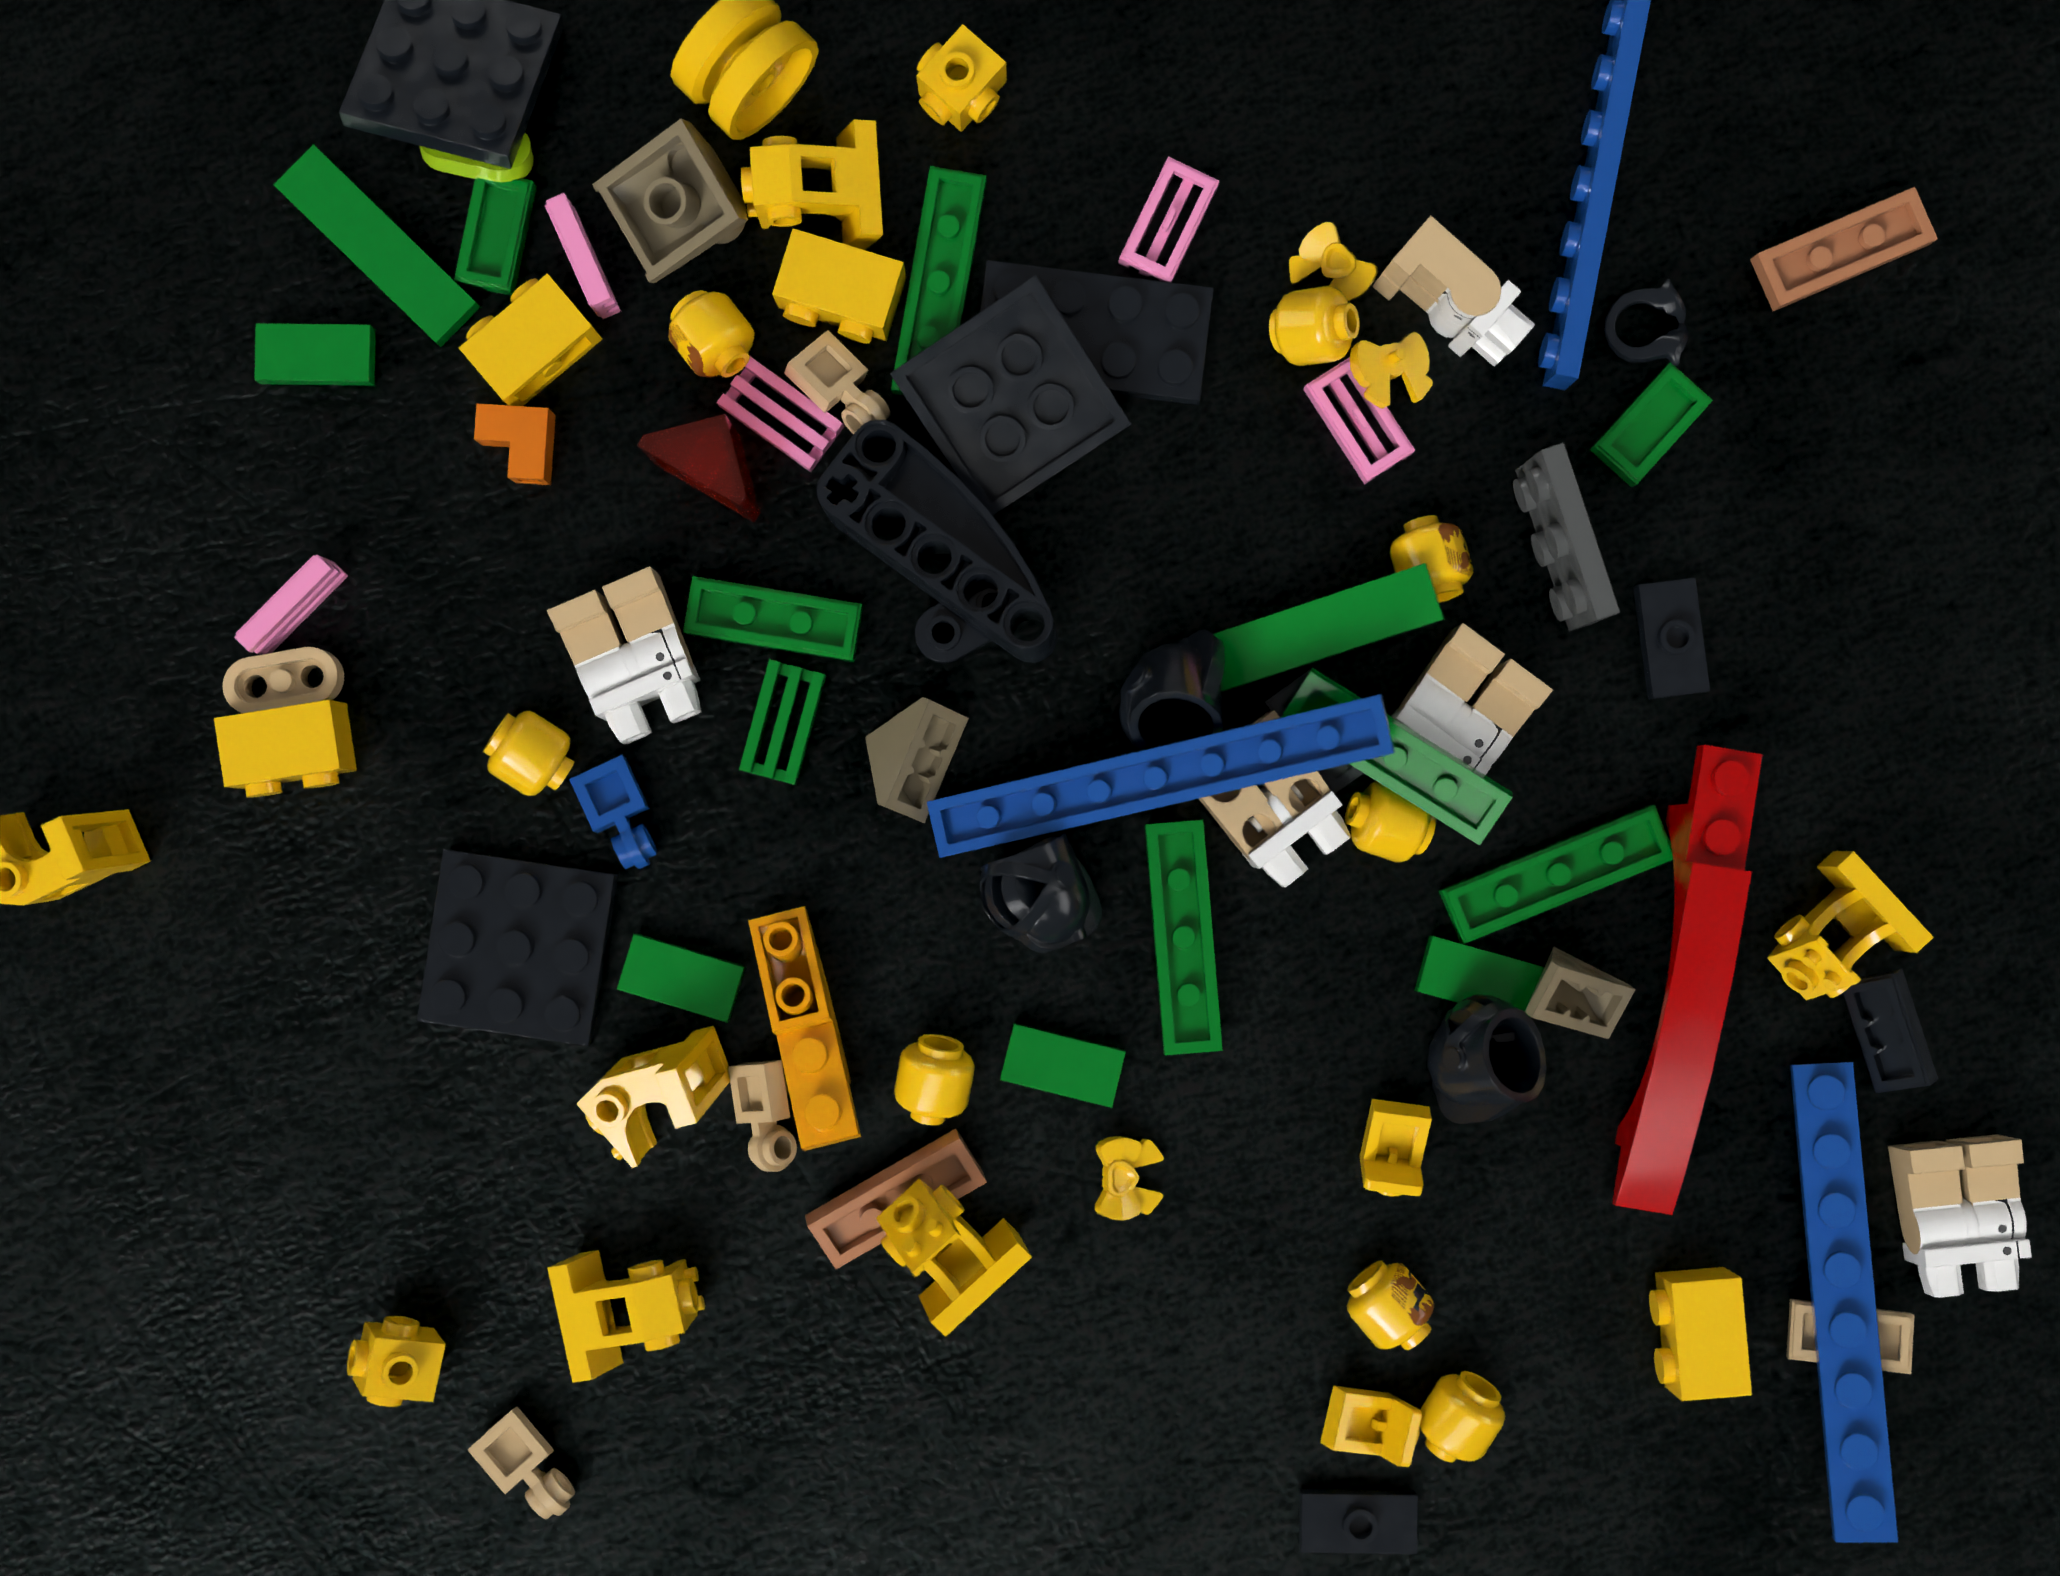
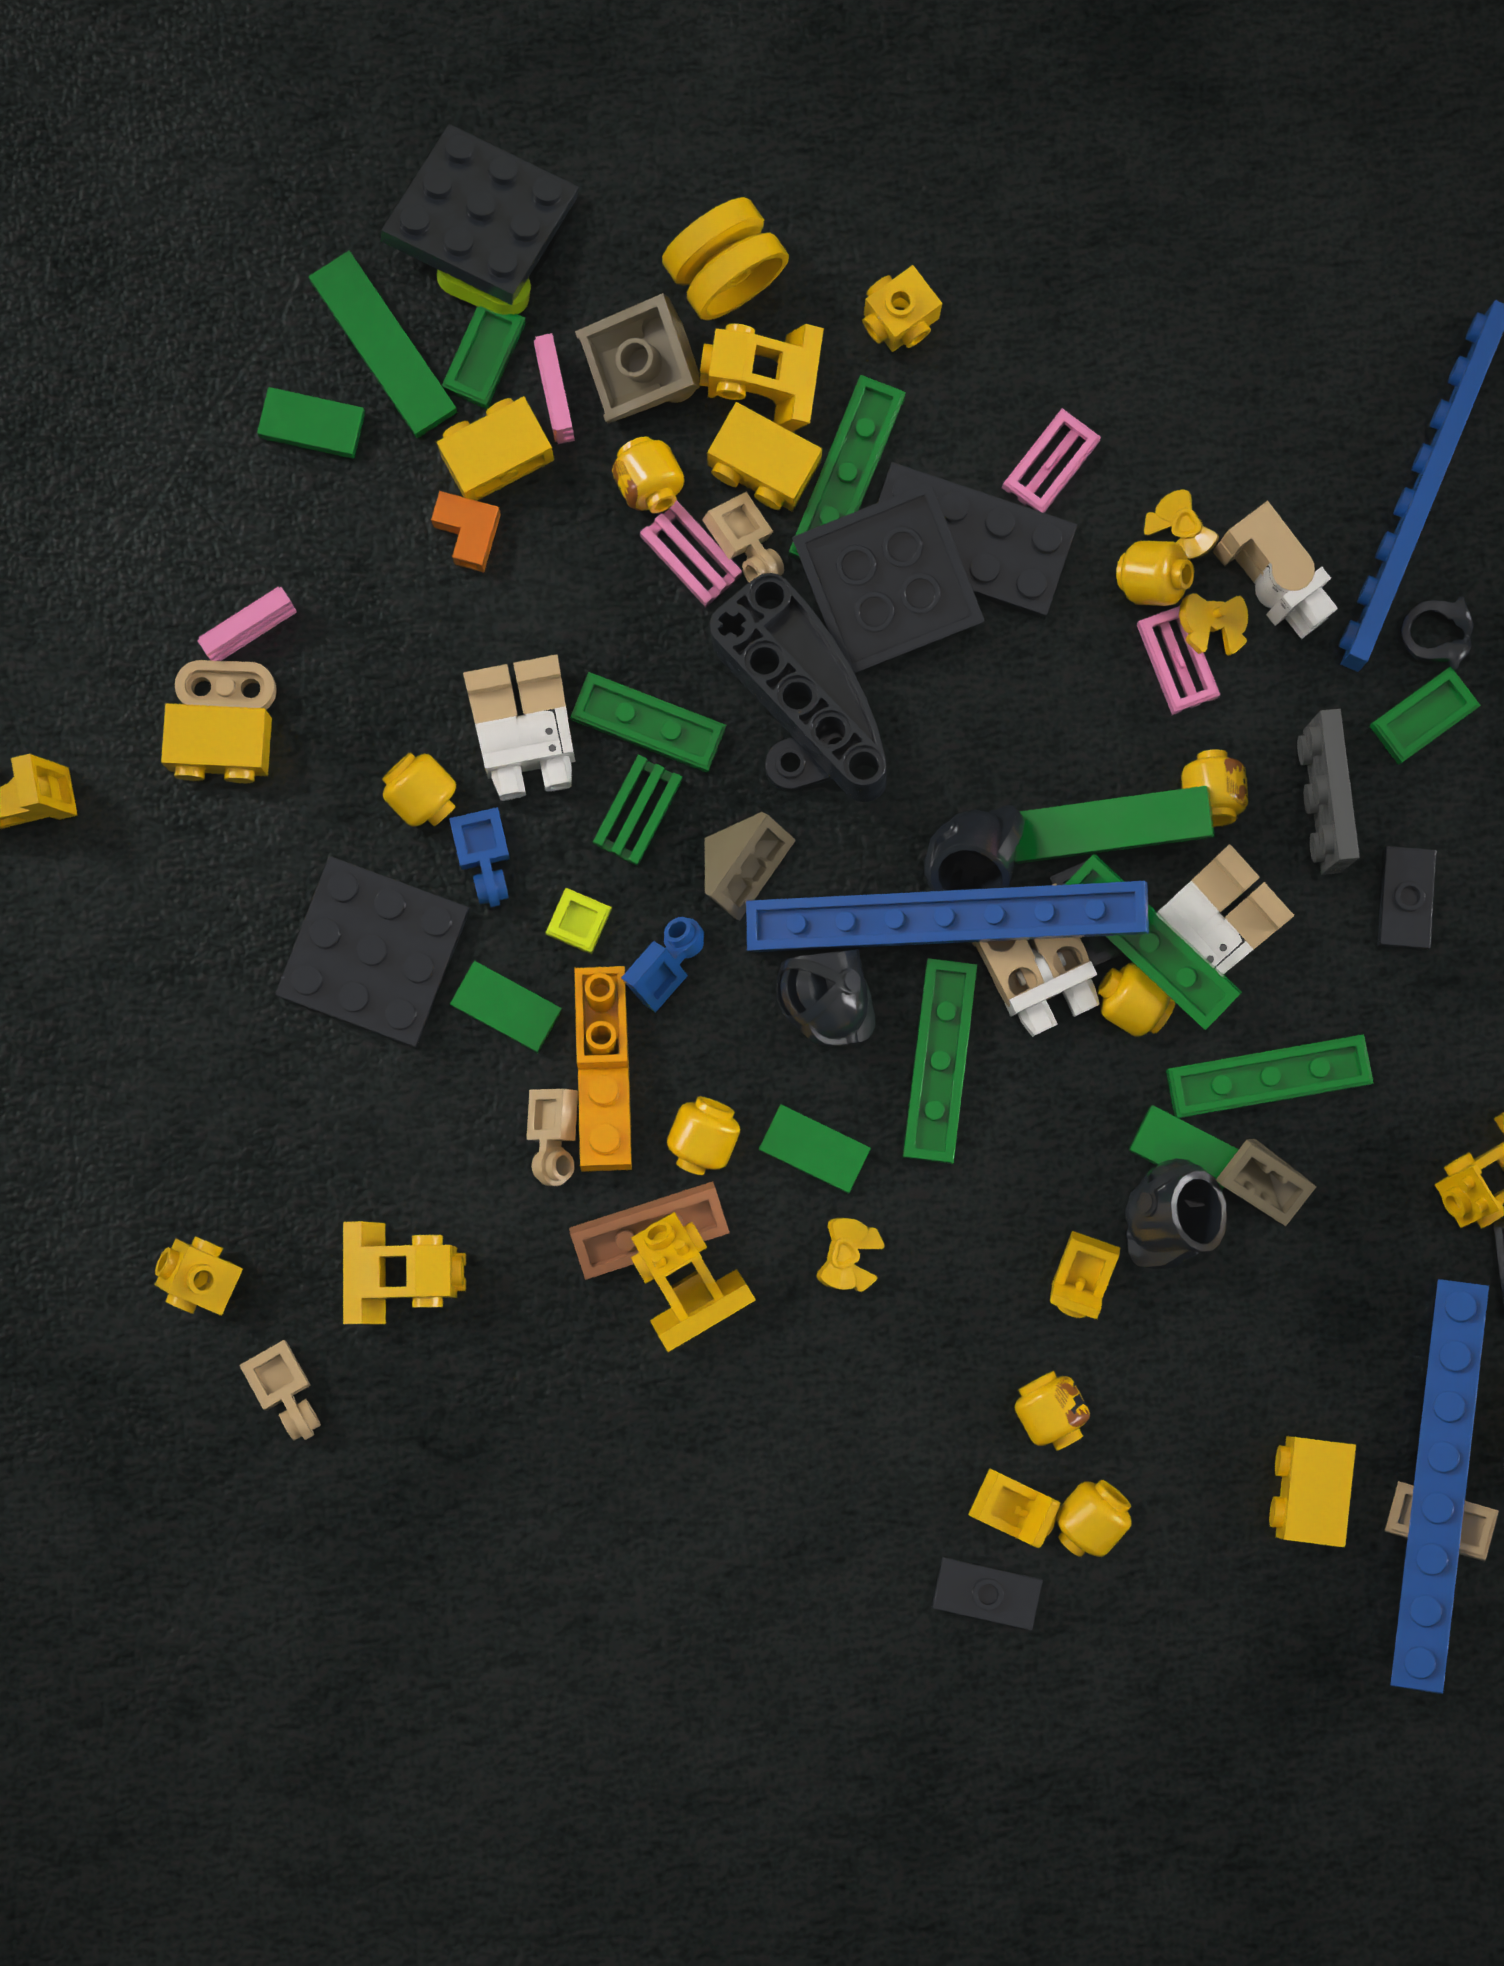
camera: 10 degrees right, 5 degrees down
(679, 1075) = (493, 1083): yellow tile -> none
(708, 458) = (621, 577): clear red slope -> none
(742, 862) = (578, 921): none -> neon yellow tile
(843, 902) = (658, 969): none -> blue plate
(1709, 909) = (1386, 1123): red slope -> none

